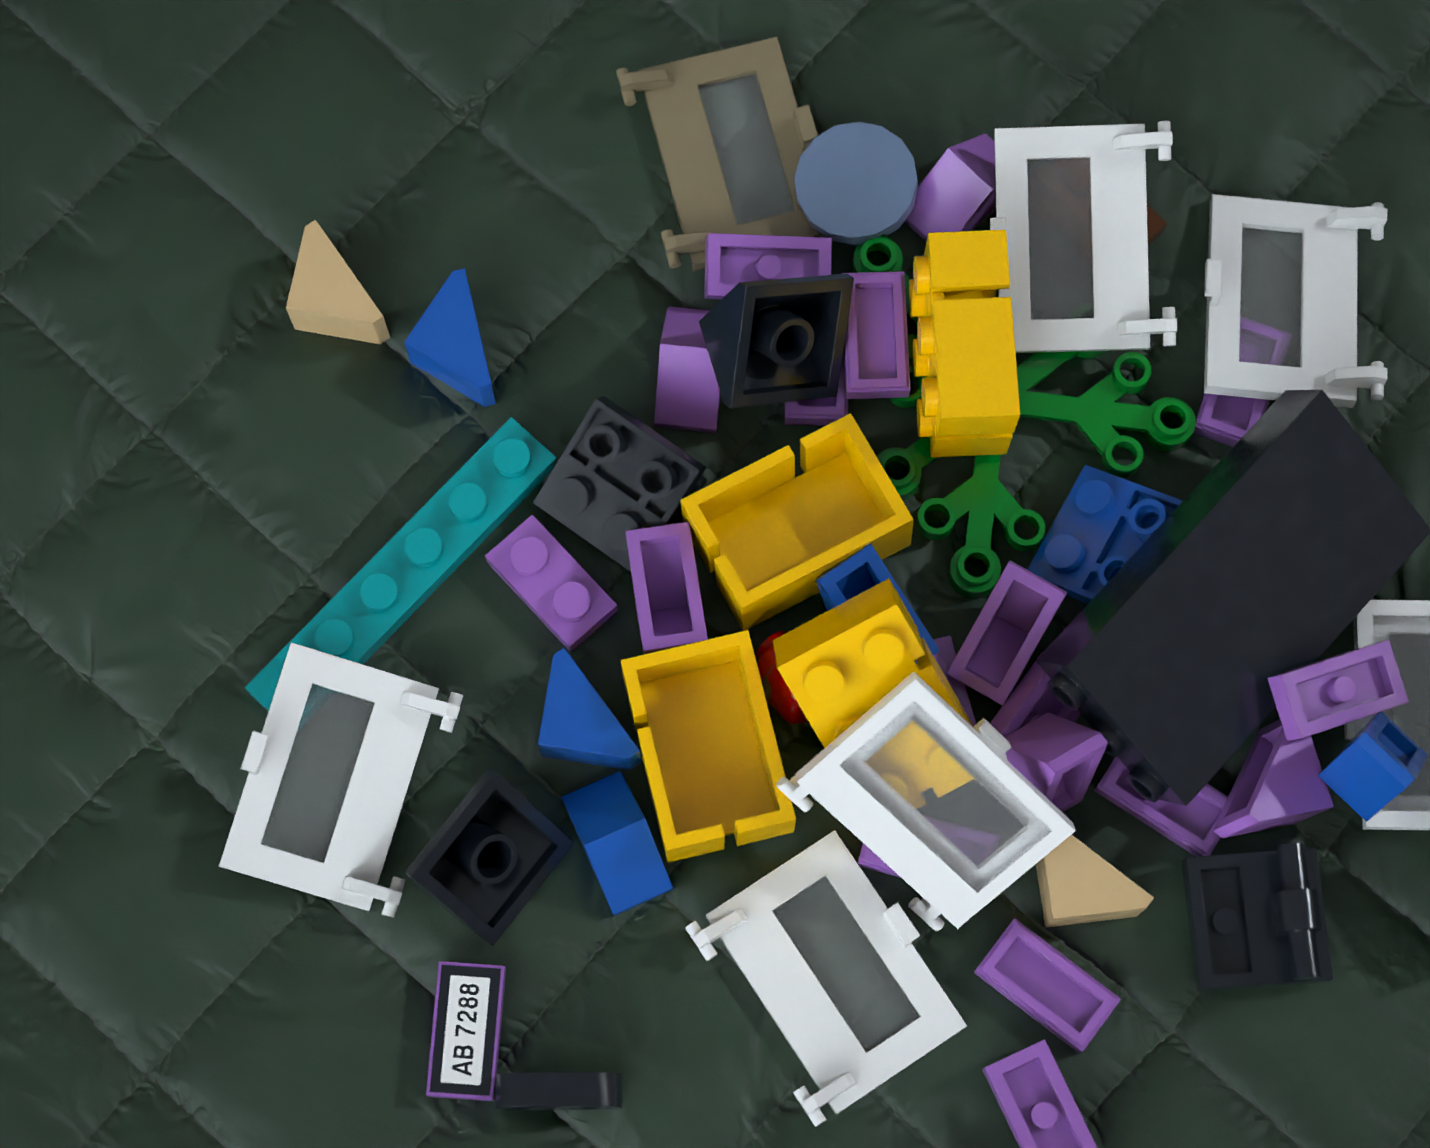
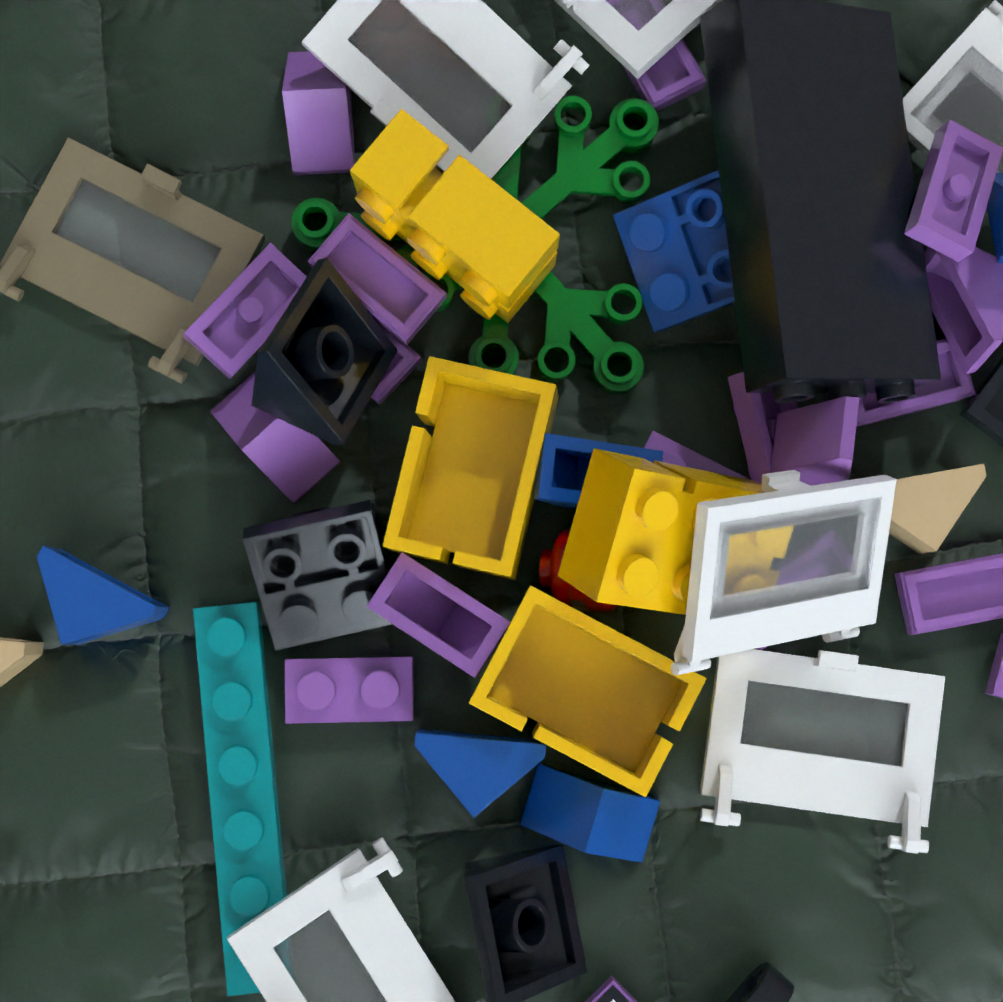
camera: 50 degrees left, 10 degrees up
(856, 182) = (242, 183): sand blue tile -> none
(1006, 632) = (693, 390): medium lavender slope -> none

